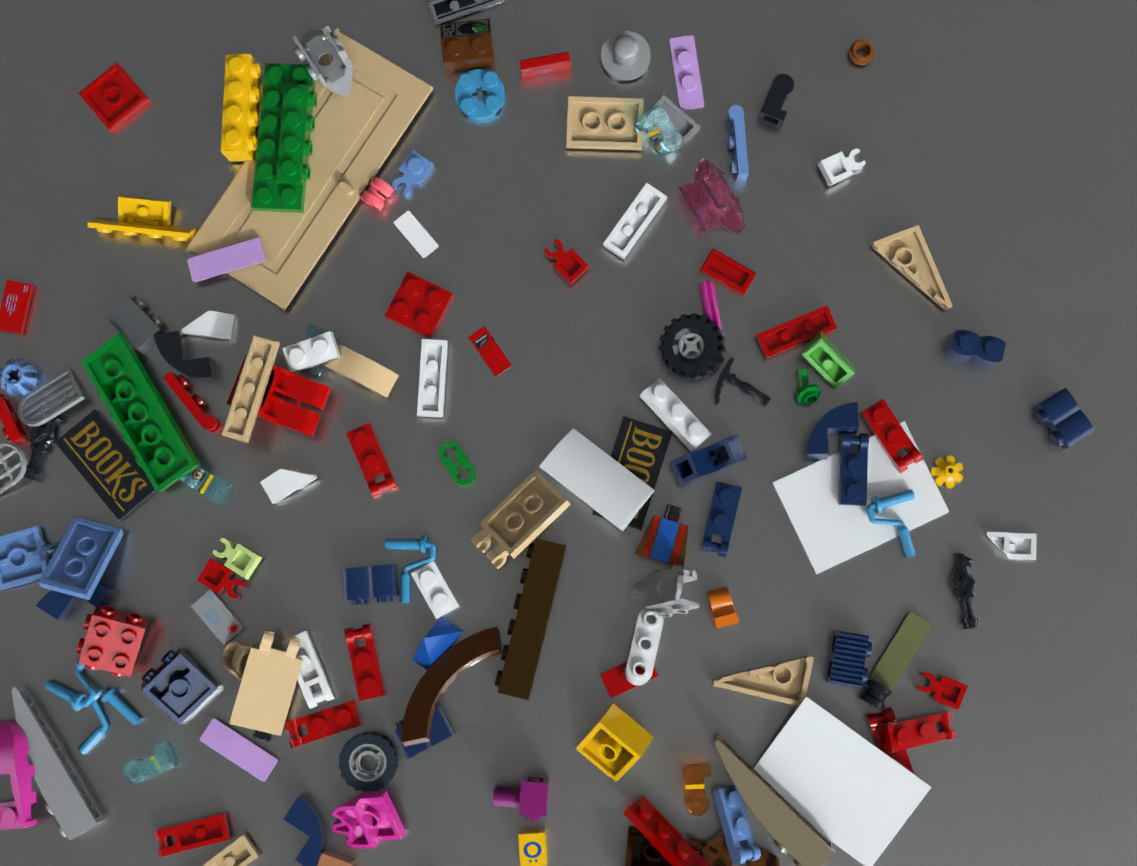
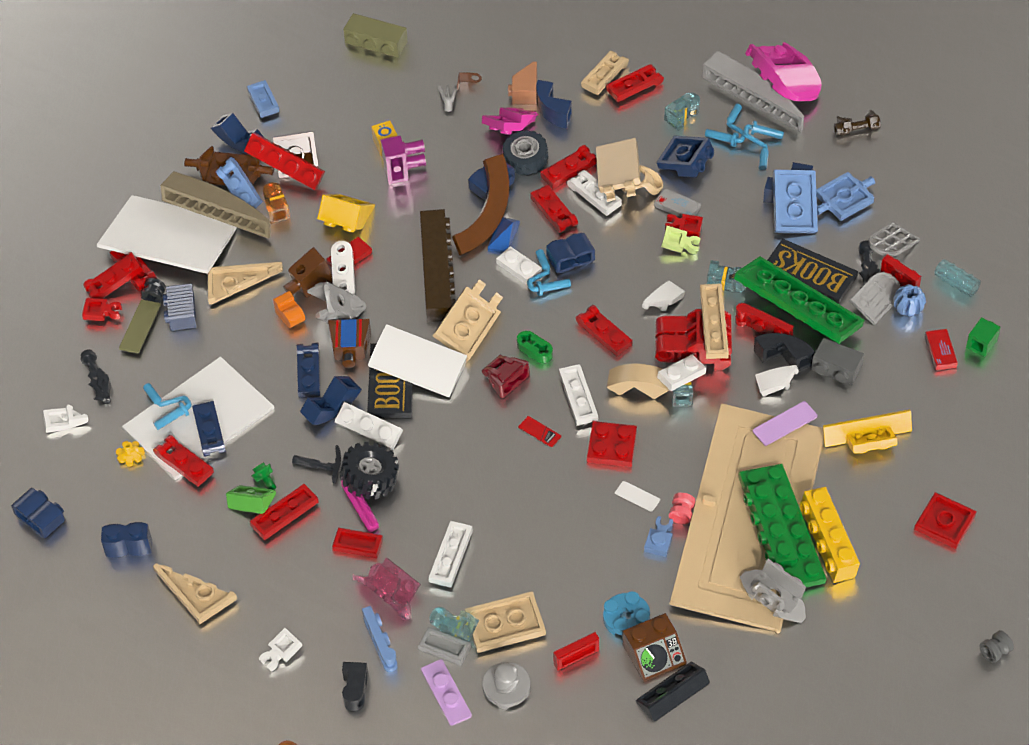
camera: 160 degrees right, 30 degrees down
(111, 641) = (745, 161): brick -> none
(238, 749) = (615, 134): lavender piece -> none
(502, 430) = (506, 374): none -> dark red piece
(568, 264) = (498, 505): red plate -> none
(679, 650) = (308, 272): none -> reddish brown torso
(838, 420) = (232, 455): dark blue brick -> none

